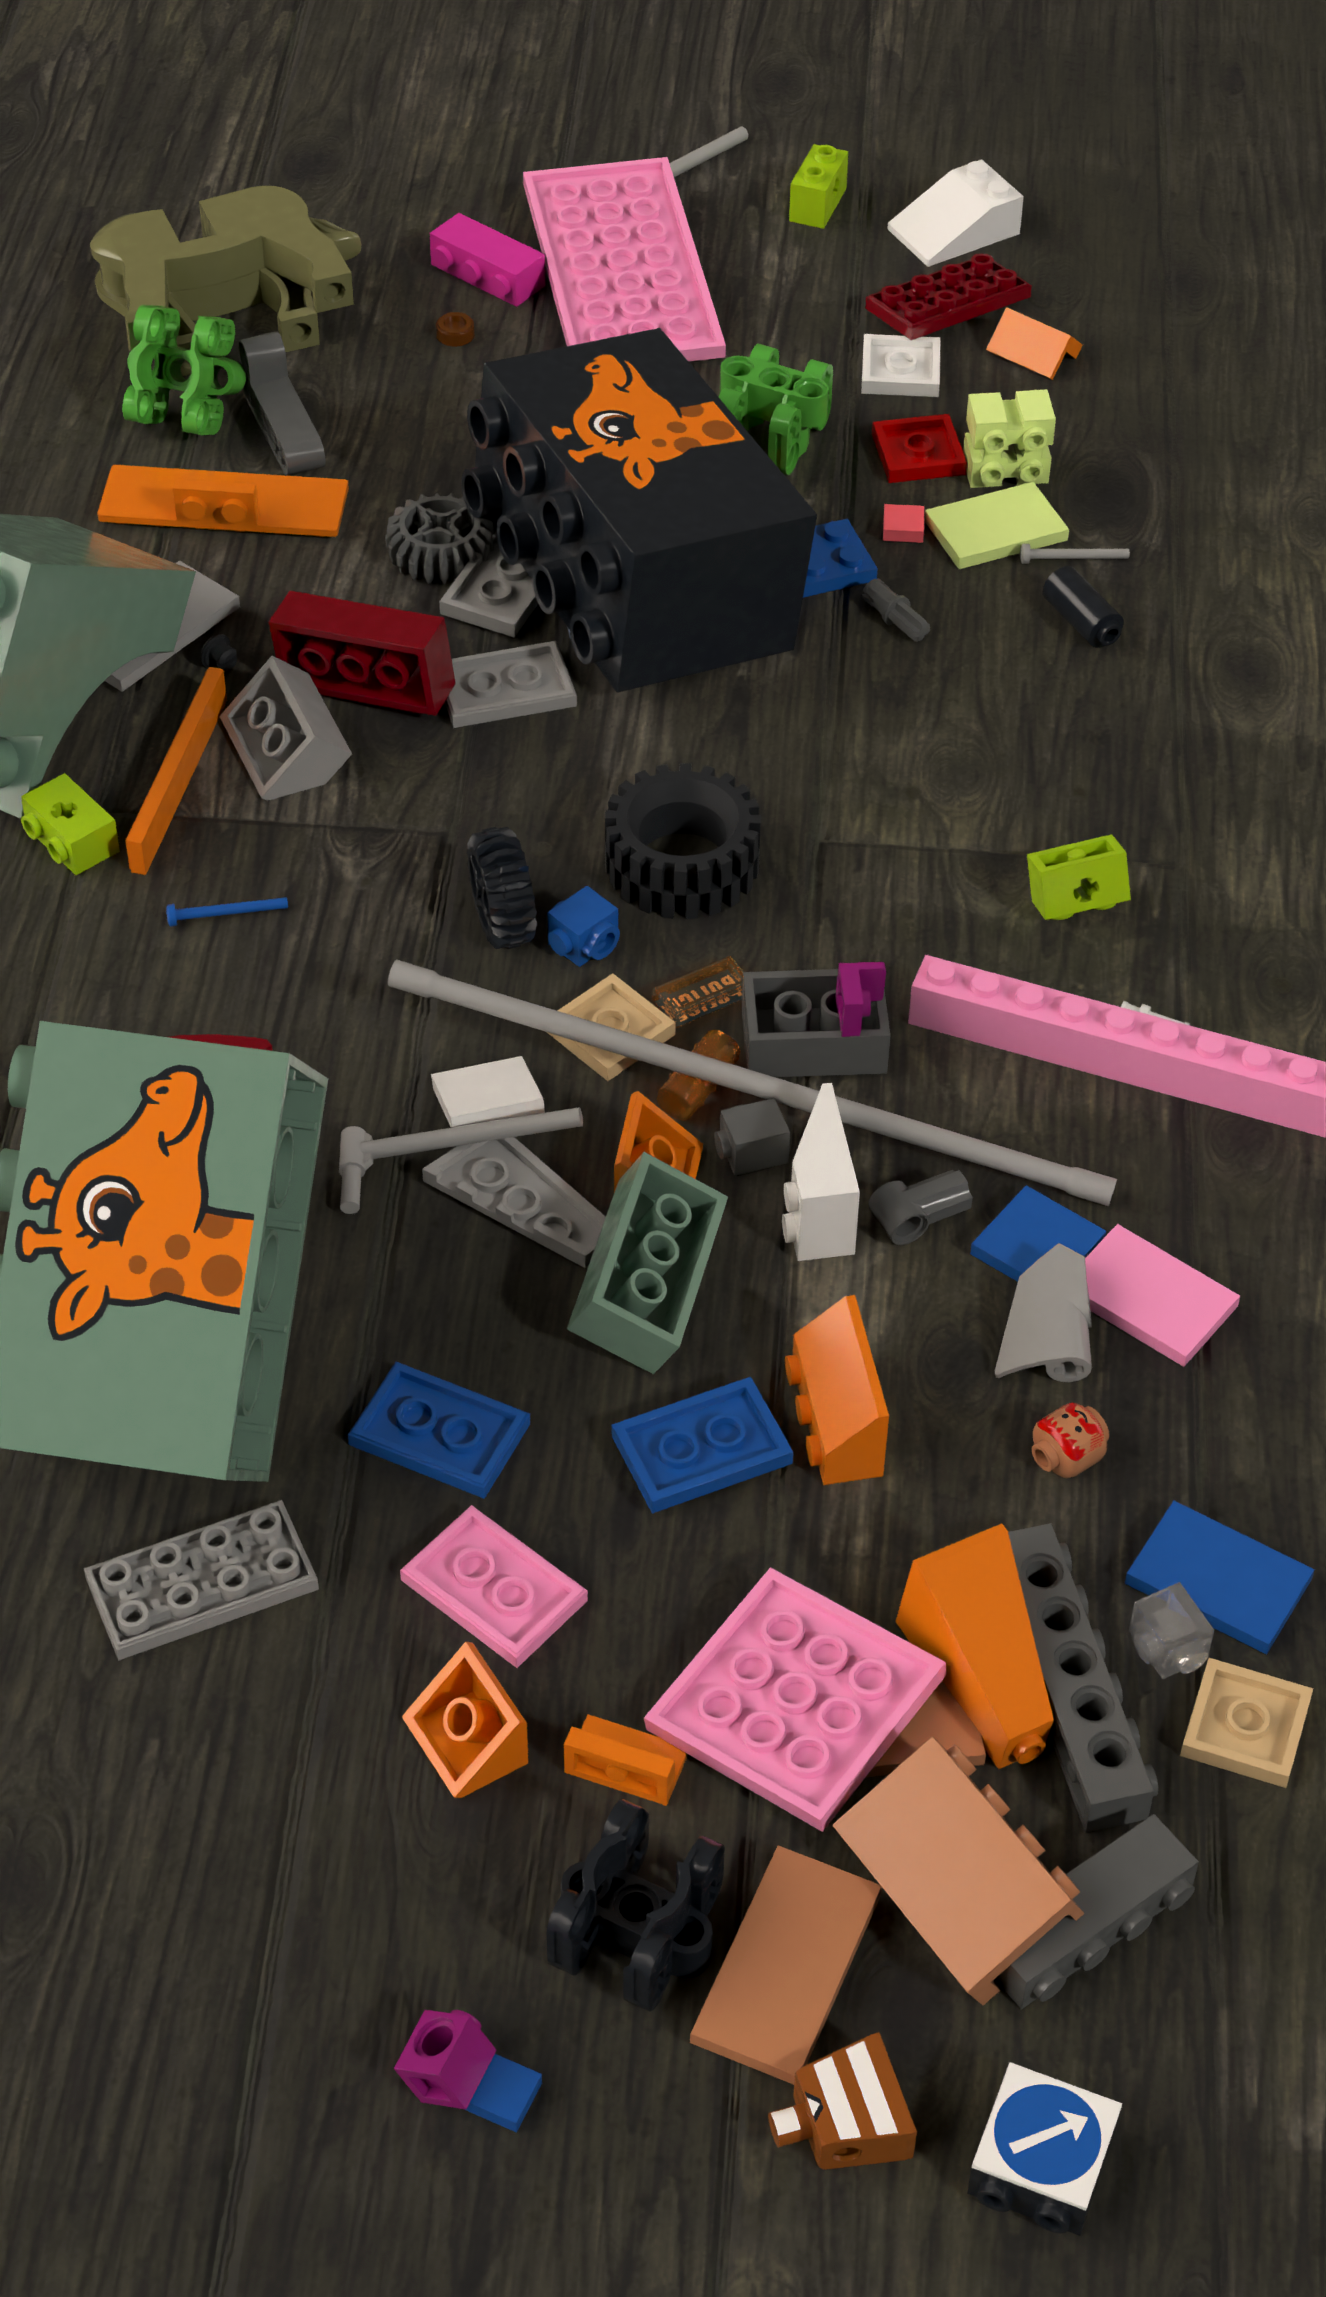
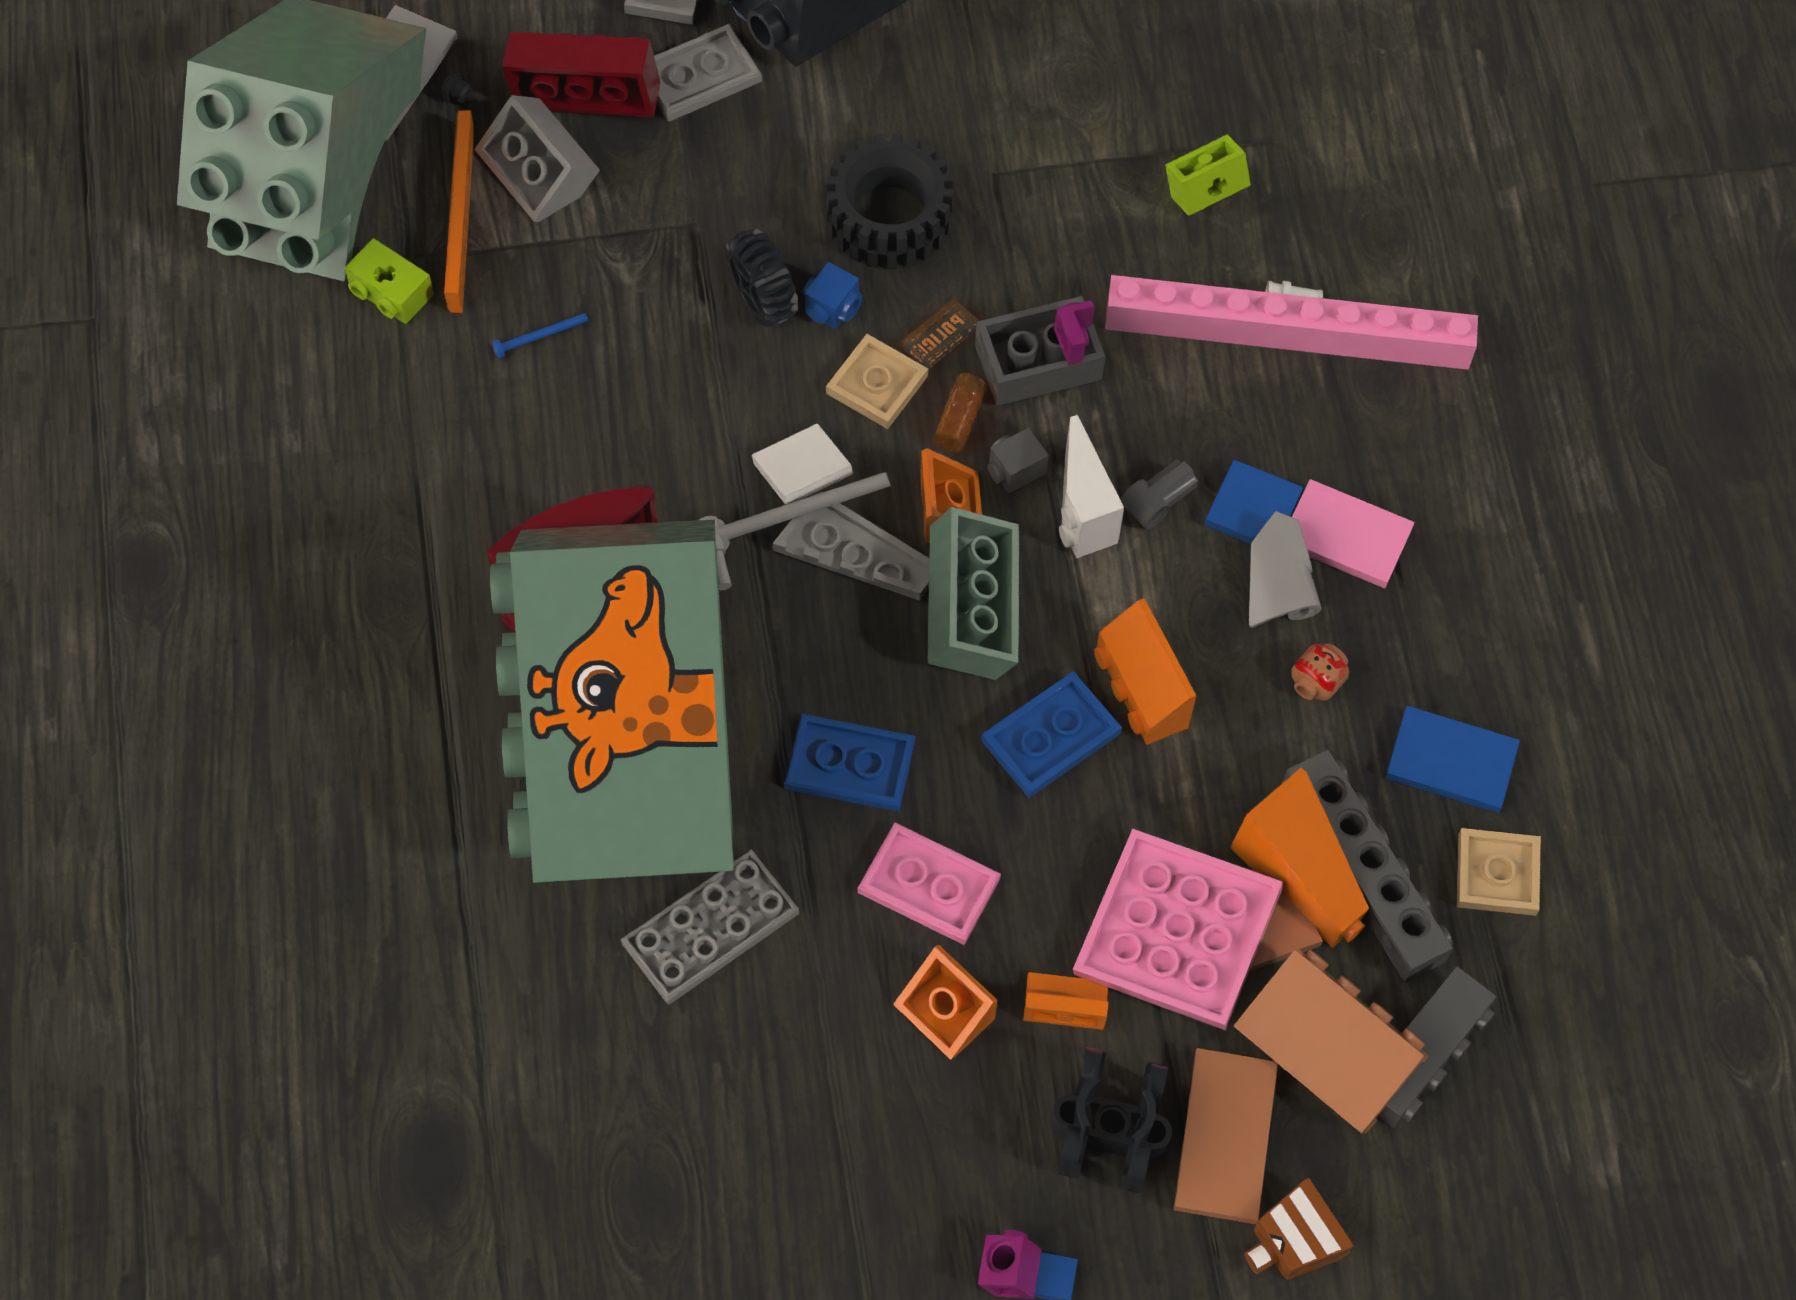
camera: 15 degrees left, 15 degrees up
(429, 984) = (737, 385): light grey piece -> none
(1043, 2150) = (1439, 1234): piece -> none
(1171, 1631) = (1431, 814): clear brick -> none

